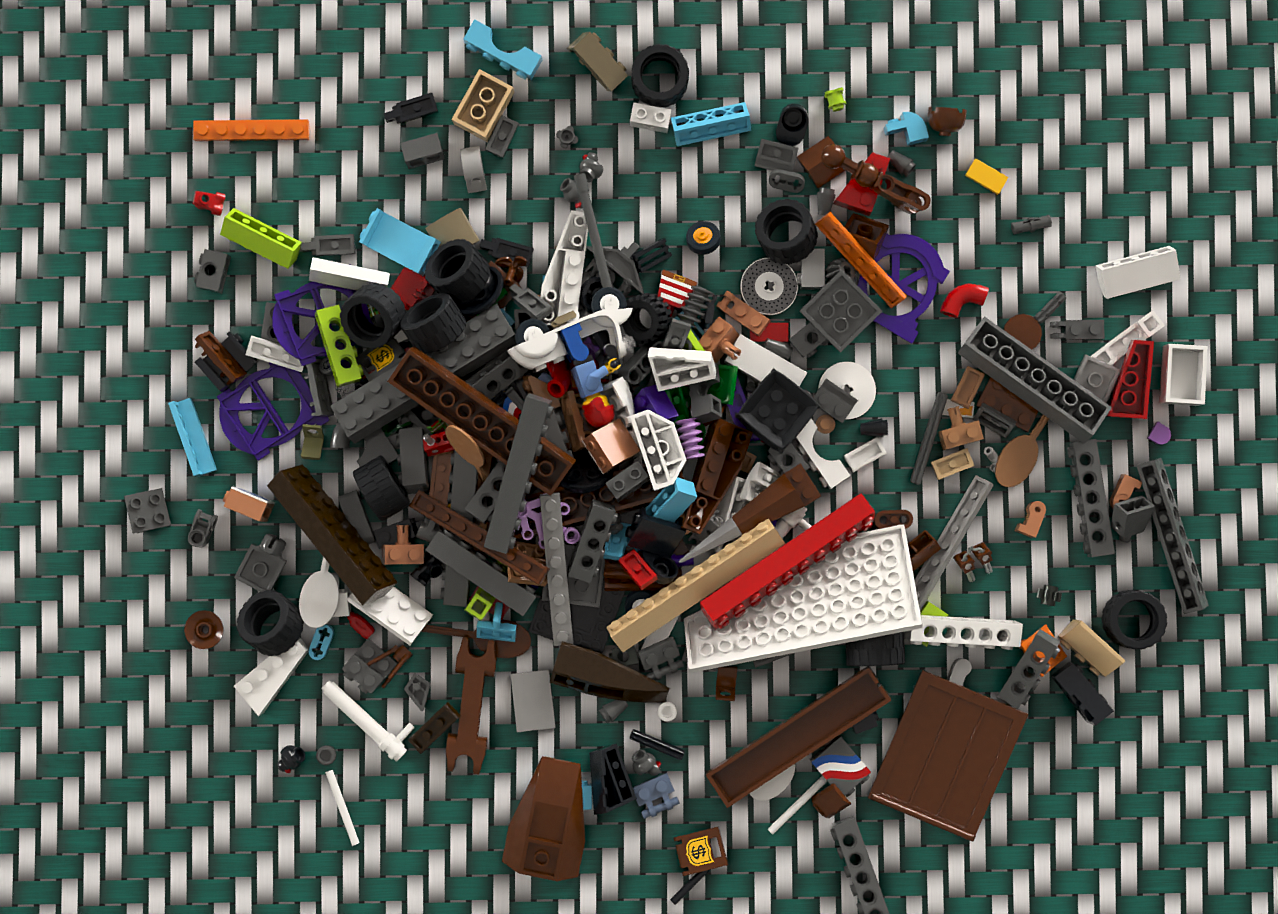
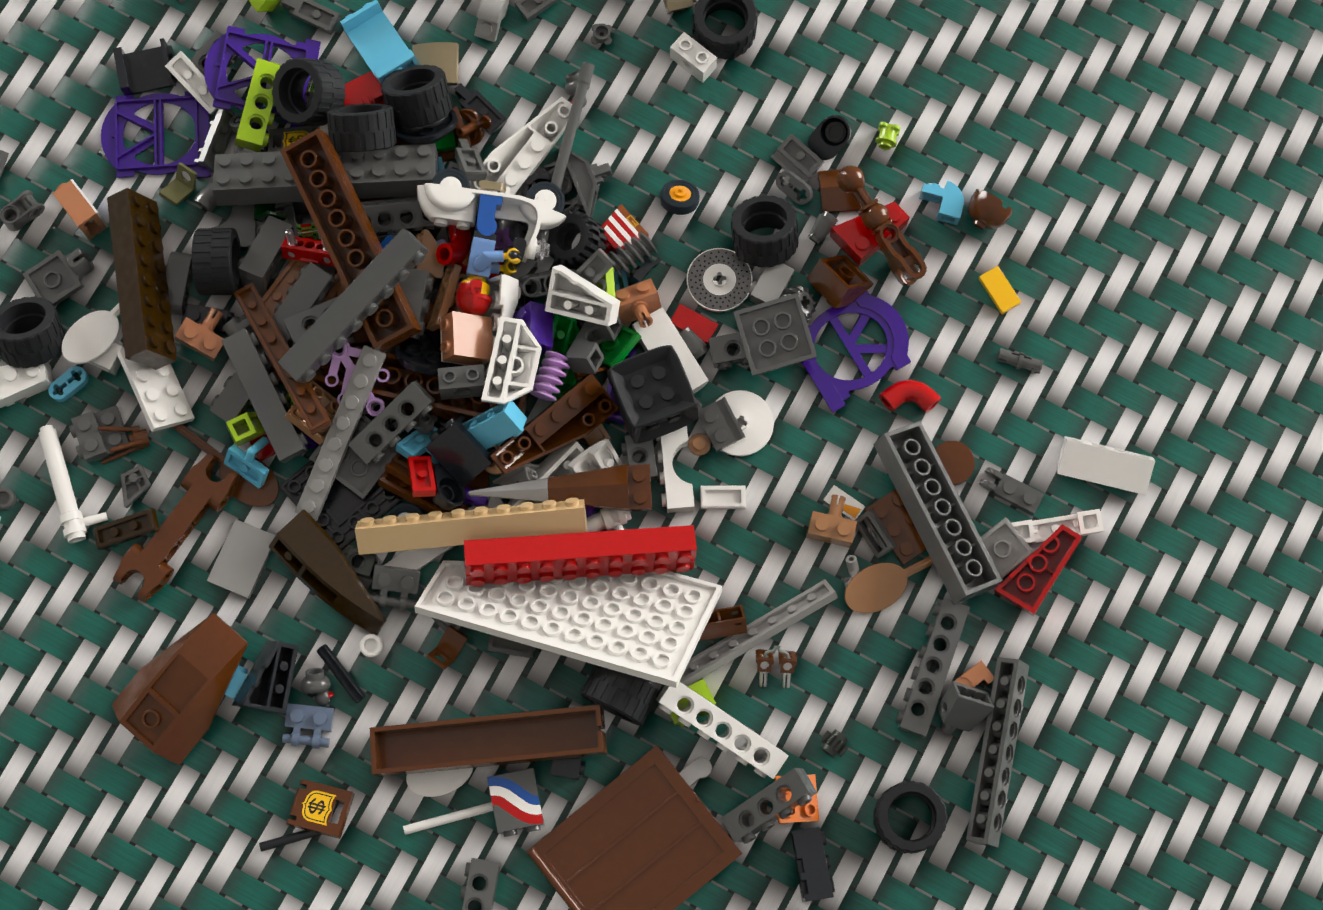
camera: 25 degrees right, 10 degrees down
(192, 437) = (67, 120): medium azure fence -> none
(220, 357) = (140, 58): reddish brown plate -> none
(345, 275) = (304, 42): white brick -> none
(360, 625) = (117, 389): red piece -> none
(430, 569) = (214, 370): black plate -> none
(467, 449) = (320, 259): medium nougat piece -> none
(590, 167) = (607, 73): dark grey animal -> none
(612, 710) = (316, 612): dark grey cone -> none
(664, 248) = (635, 187): black tile -> none
(711, 126) = (750, 95): medium azure fence -> none
(743, 314) = (678, 291): nougat plate -> none
(830, 801) = (484, 832): reddish brown piece -> none
(860, 260) = (824, 299): orange tile -> none
(874, 428) = (749, 476): black cone -> none
(893, 518) = (715, 576): reddish brown plate -> none
(901, 163) = (920, 232): dark grey cone -> none
(928, 438) = (797, 516): dark grey axle -> none
(952, 464) = (807, 554): tan plate -> none
(967, 387) = (866, 487): medium nougat tile -> none
(1033, 519) = (862, 655): nougat leg -> none
(1050, 307) = (995, 452): dark grey axle -> none
(1090, 648) = (846, 822): tan slope -> none
(1159, 434) = (1041, 642): medium lavender tile -> none
(1183, 374) = (1097, 592): white piece -> none

